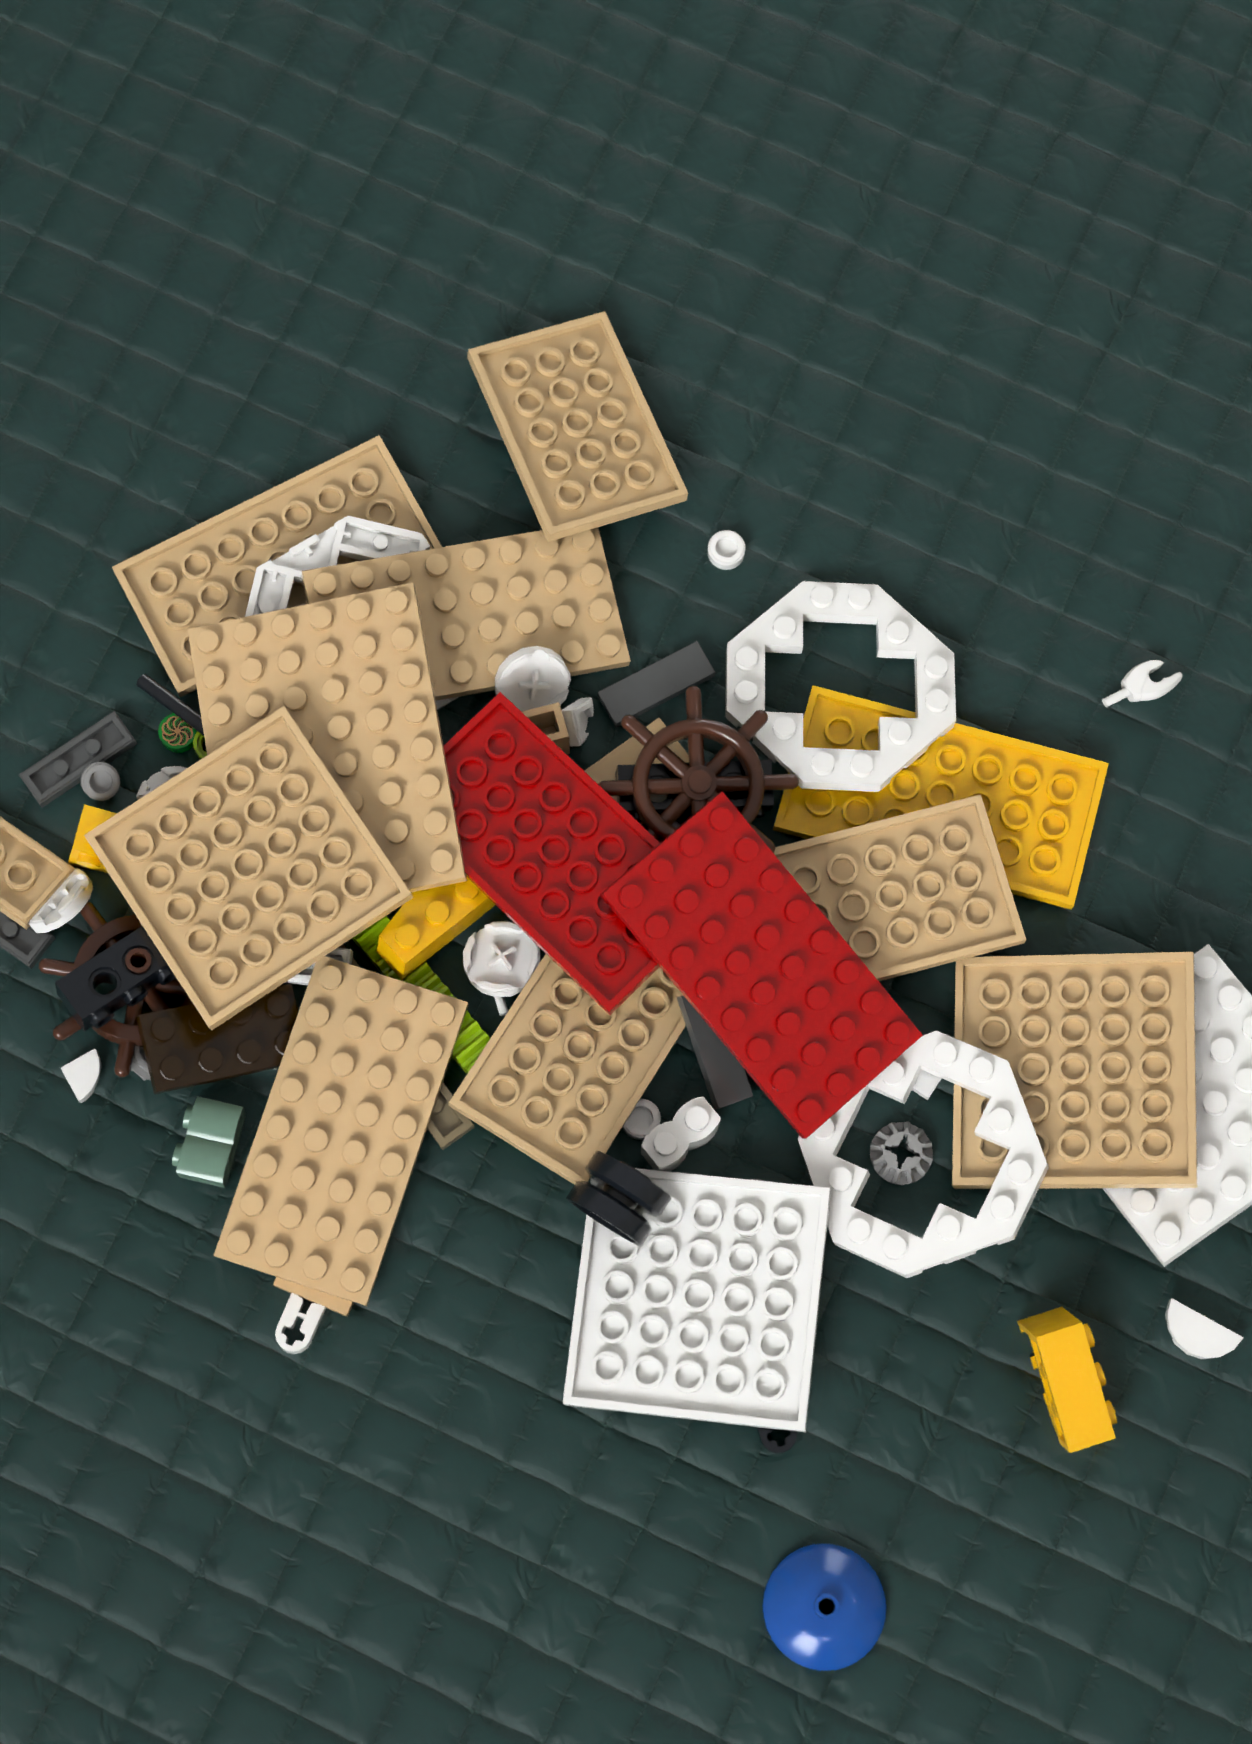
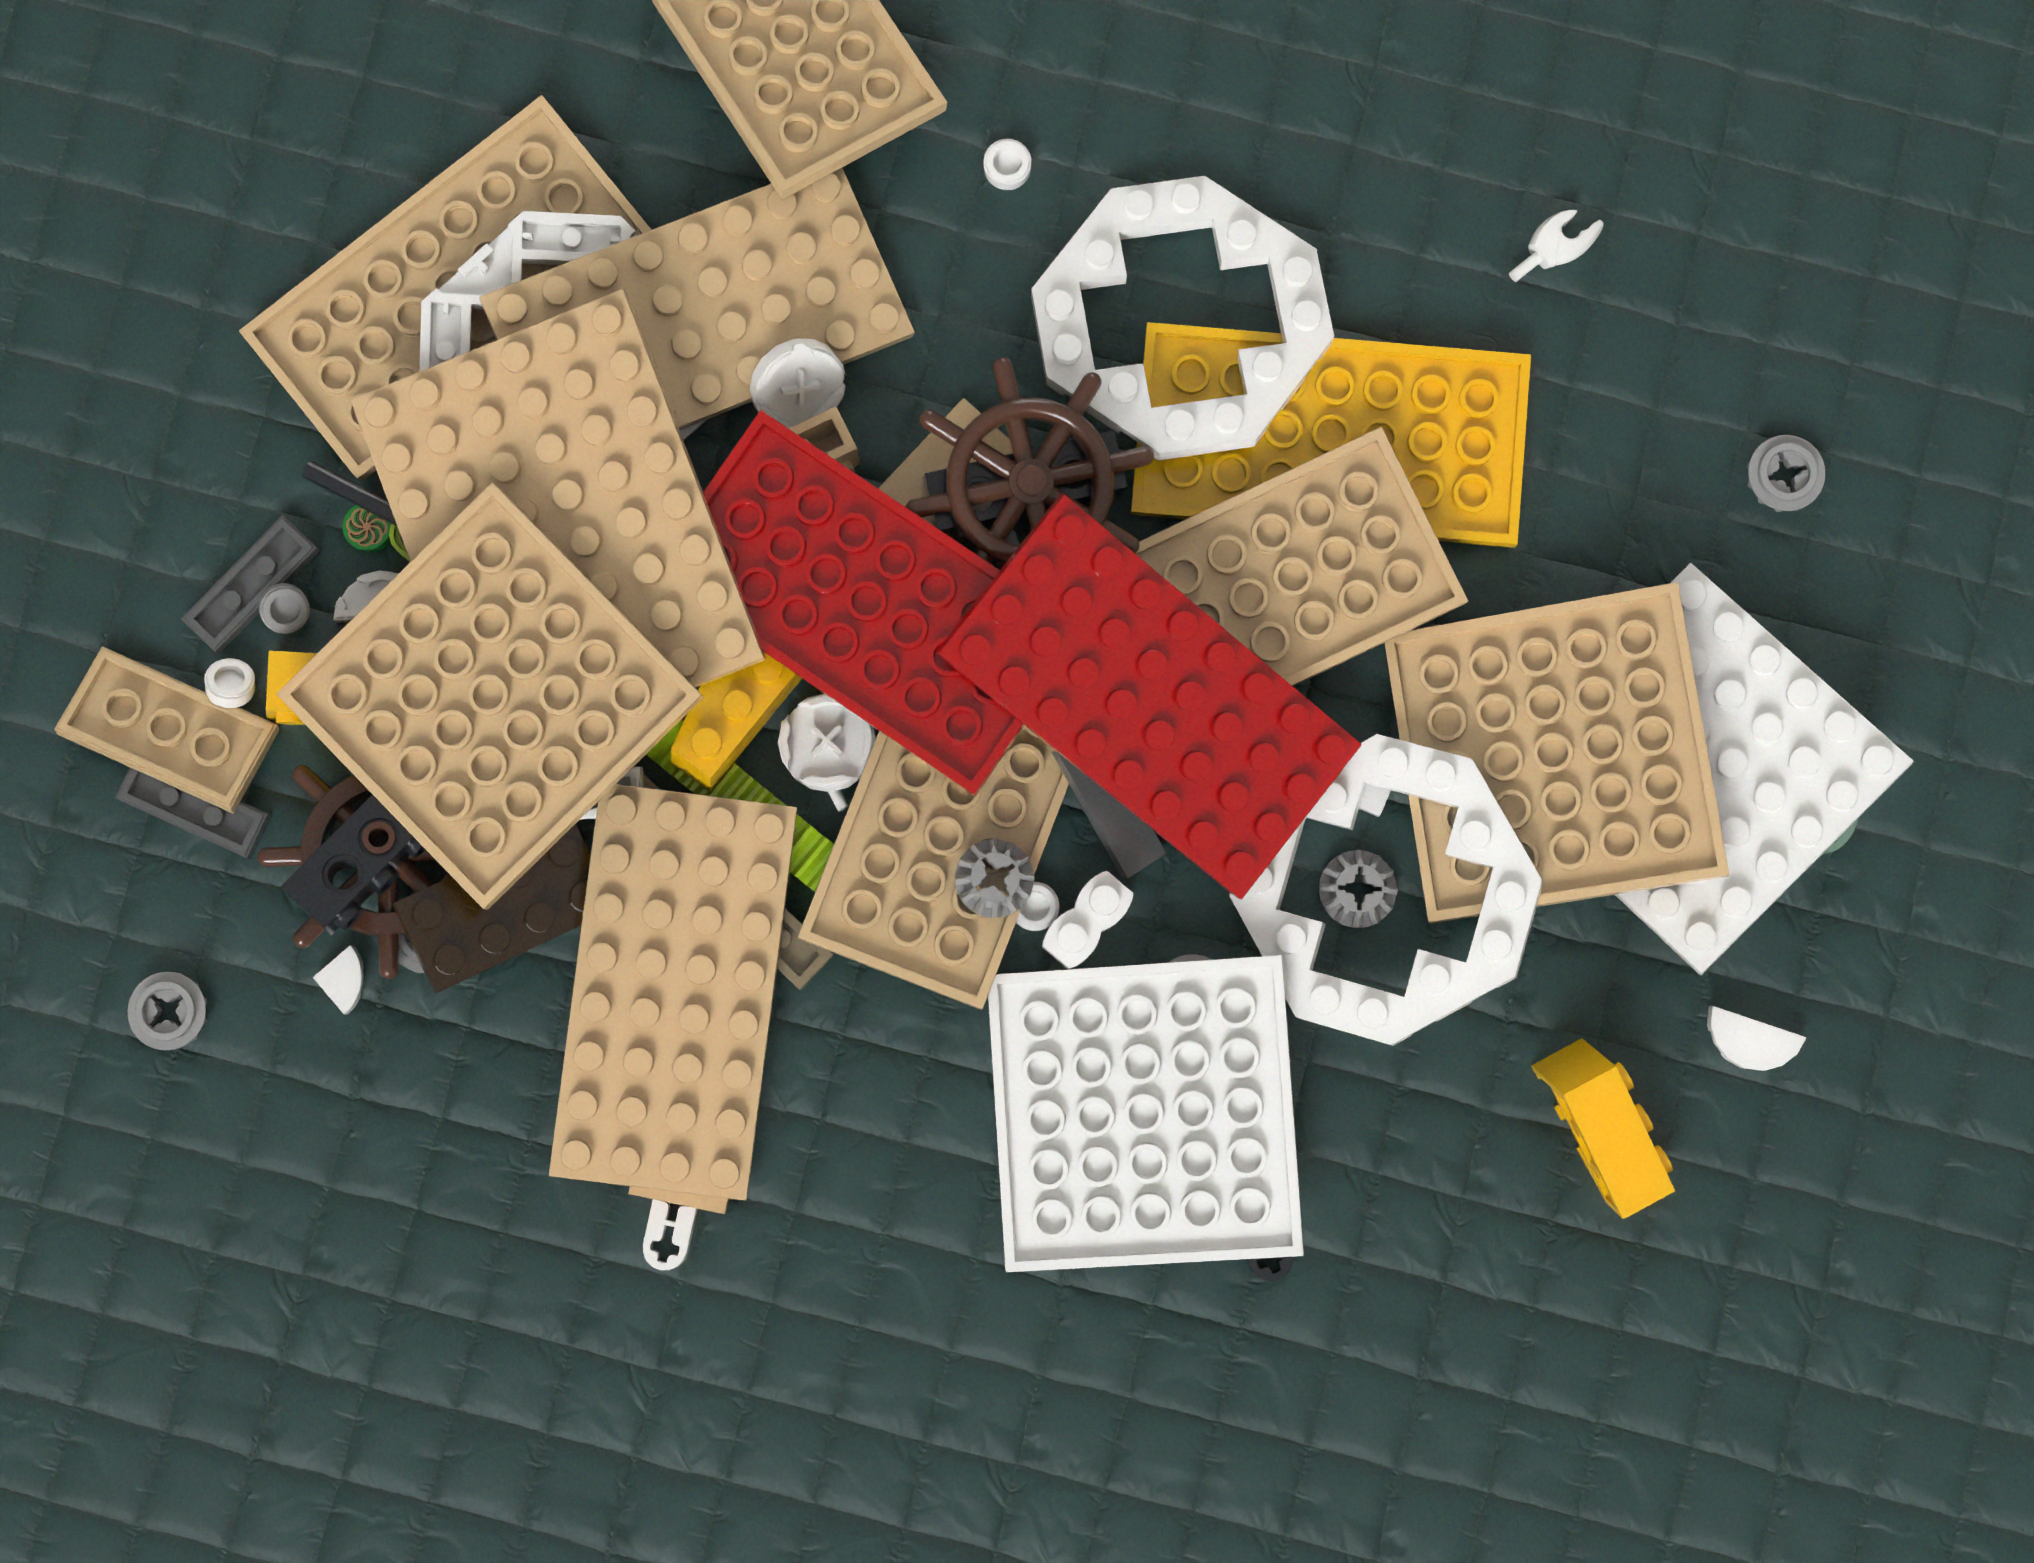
camera: 10 degrees left, 10 degrees up
(45, 830) = (229, 683): none -> white tile
(64, 903) = (273, 772): white tile -> none
(210, 1141) = (515, 1034): sand green brick -> none
(576, 720) = (861, 420): white tile -> none
(605, 1102) = (990, 901): none -> light grey gear
(621, 1193) = (1028, 1019): black wheel -> none
(656, 683) = (952, 355): dark grey tile -> none
(794, 1613) = (1340, 1420): blue dish -> none

